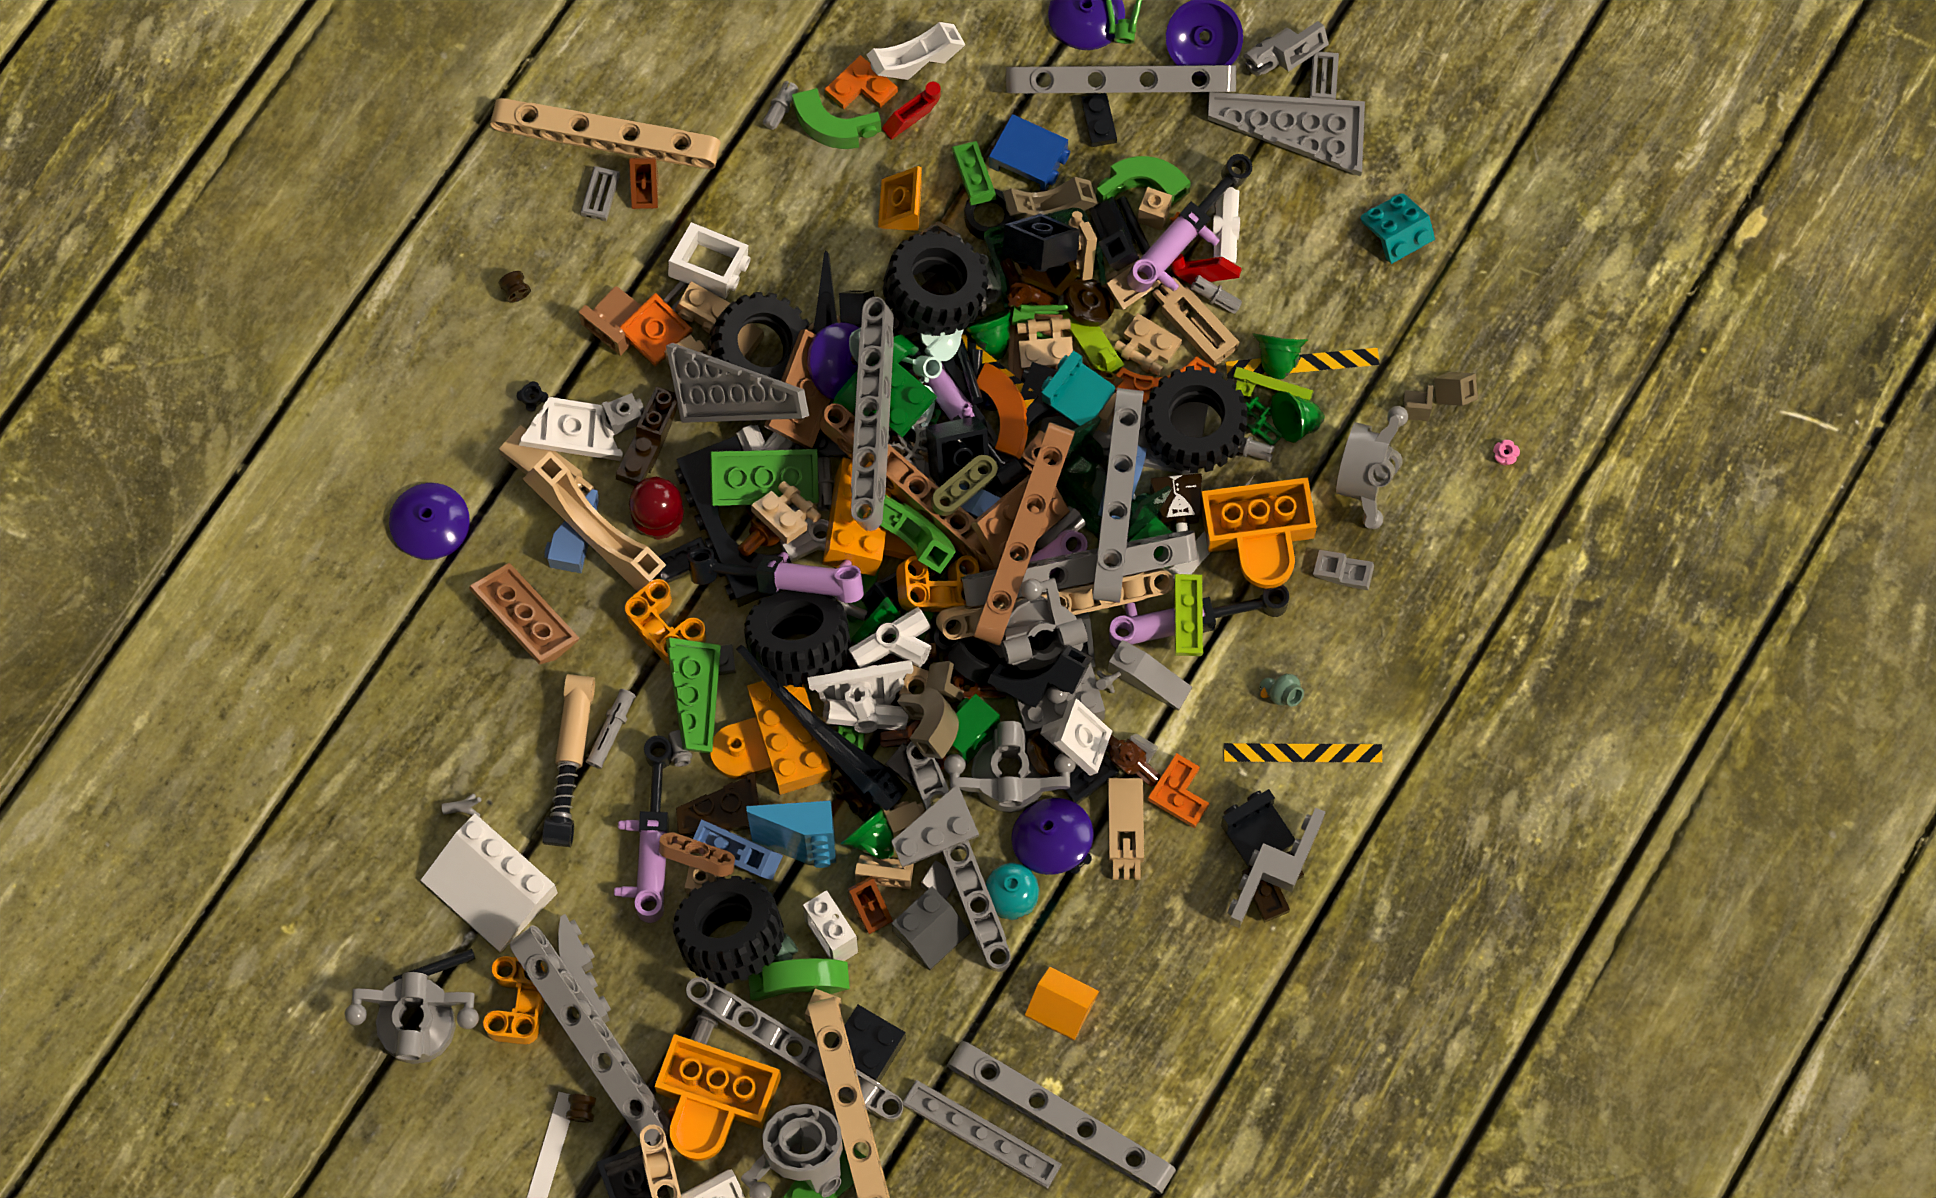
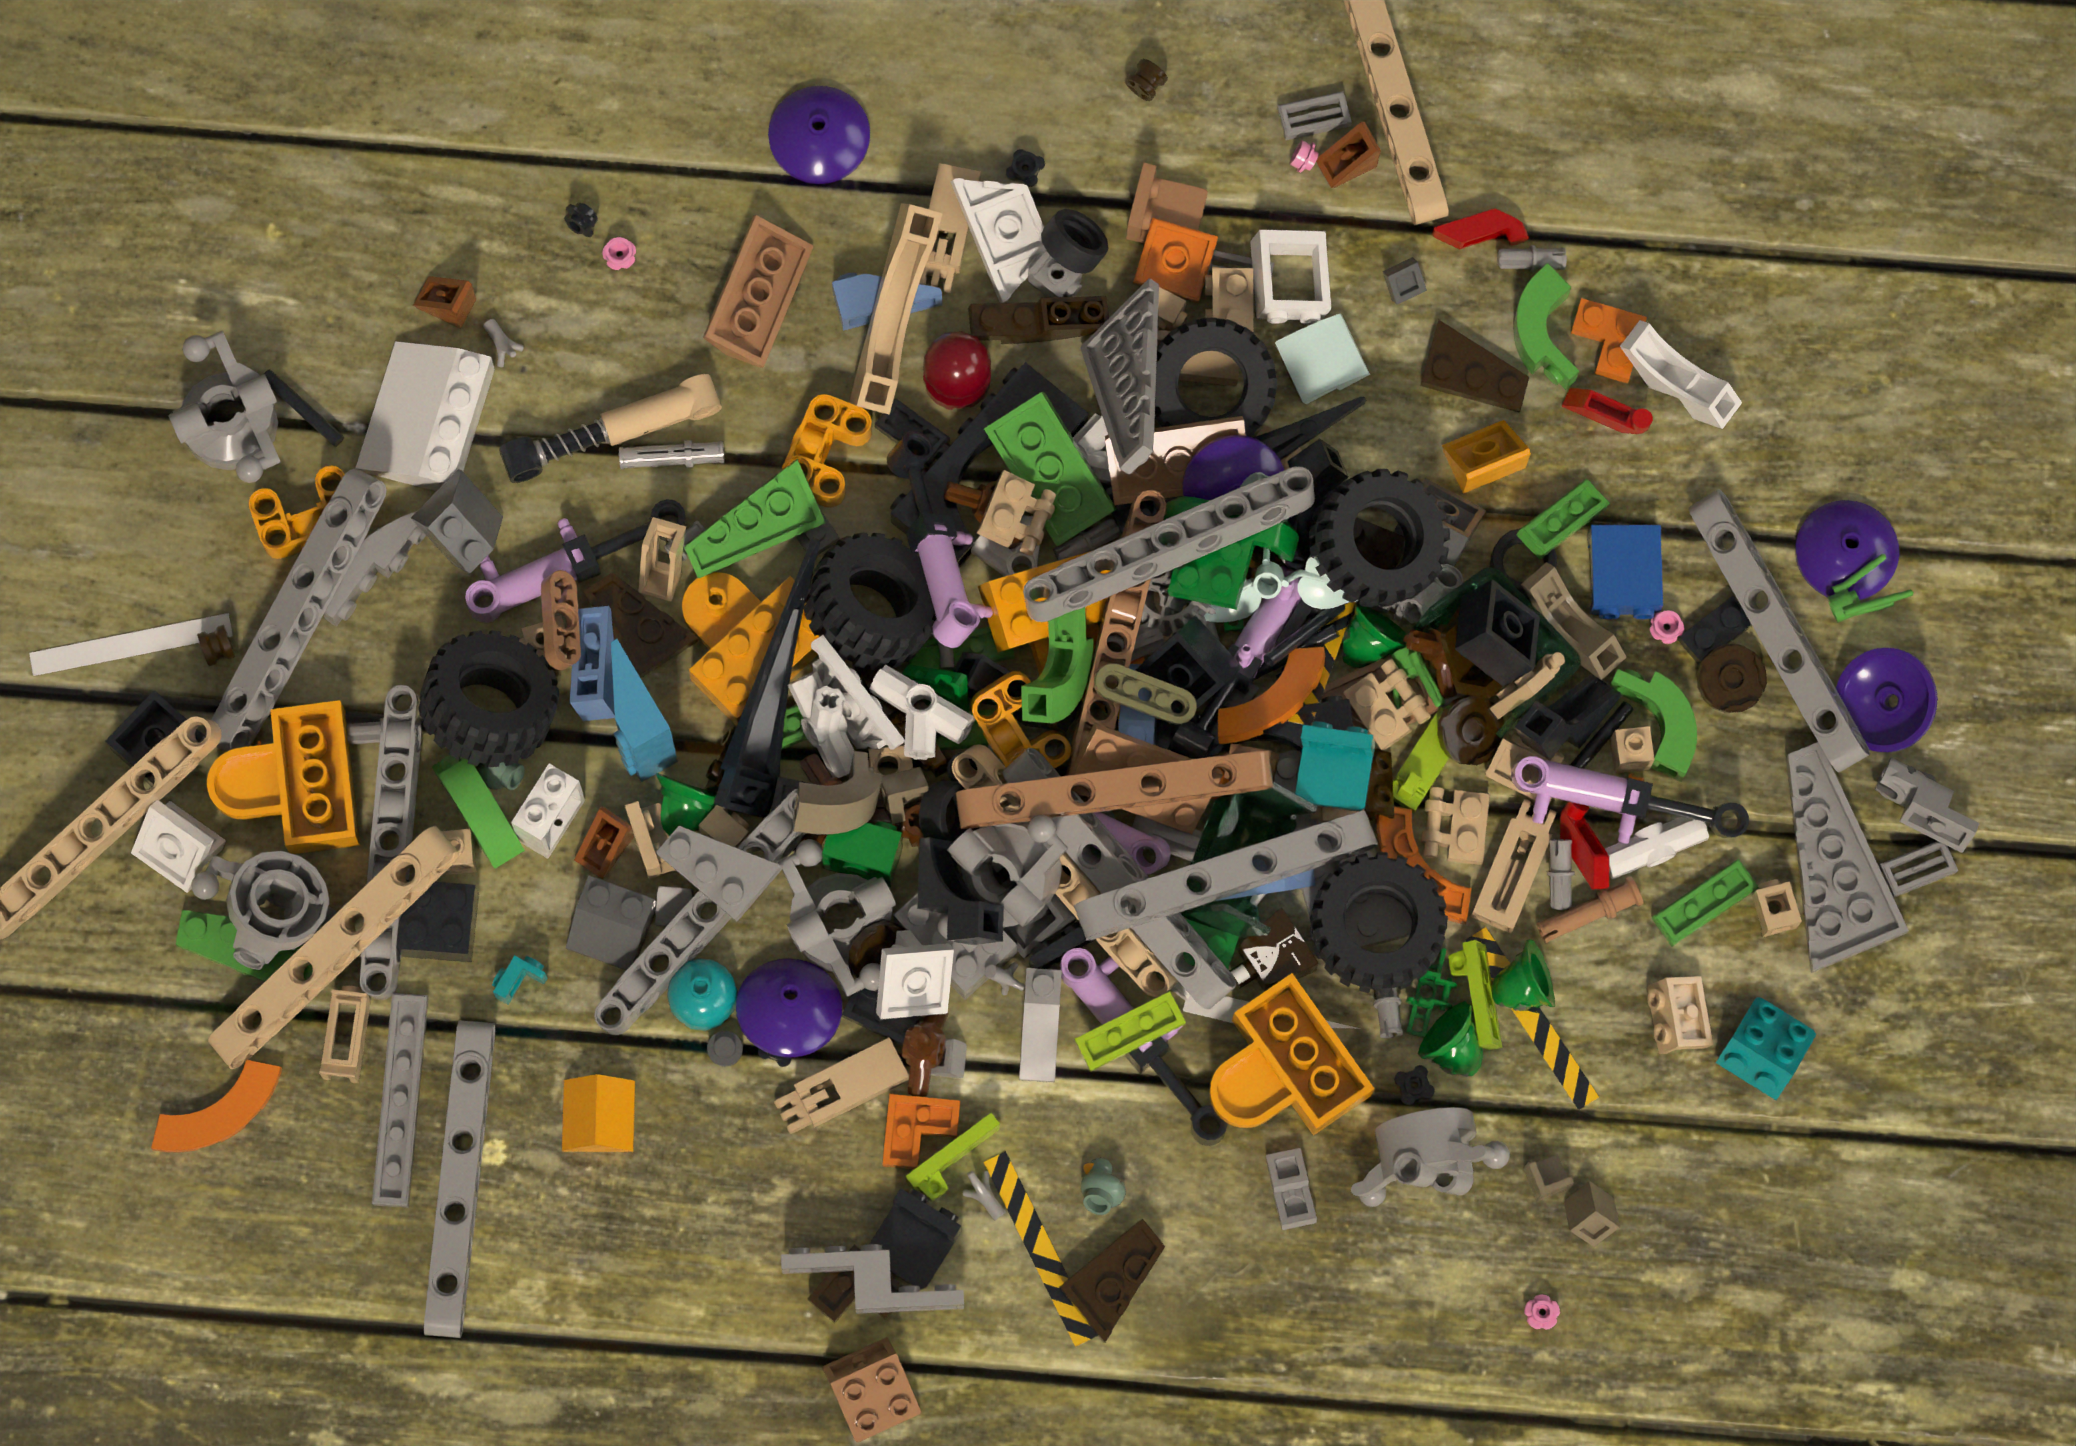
camera: 60 degrees right, 5 degrees up
(402, 708) = (581, 219): none -> black plate
(409, 828) = (446, 299): none -> dark orange slope
(442, 688) = (619, 245): none -> bright pink plate
(585, 893) = (460, 522): none -> dark grey slope
(607, 386) = (1061, 237): none -> black tyre
(626, 213) = (1304, 156): none -> bright pink plate
(699, 775) = (657, 577): none -> tan window
(740, 127) = (1481, 228): none -> red piece
(751, 192) = (1404, 281): none -> dark grey plate
(777, 270) = (1322, 358): none -> light aqua slope
(836, 183) = (1472, 372): none -> dark brown wing
(932, 1170) = (346, 1068): none -> tan window
(934, 1016) = (508, 980): none -> teal bracket
(1058, 894) = (725, 1048): none -> dark grey plate
(1080, 141) = (1673, 620): none -> bright pink plate
(1102, 647) = (1047, 954): none -> black plate
(1137, 125) = (1731, 678): none -> dark brown tile
(1218, 799) = (928, 1176): none -> lime hinge
(1249, 770) = (984, 1194): none -> light grey bar
(1250, 281) = (1605, 904): none -> medium nougat pin
(1280, 217) = (1705, 902): none -> bright green tile
(1309, 166) = (1783, 896): none -> tan brick
(1312, 464) = (1410, 1094): none -> black plate
(1347, 907) = (872, 1389): none -> medium nougat bracket
(1348, 269) = (1679, 1014): none -> tan bracket
(1348, 715) = (1112, 1278): none -> dark brown wing

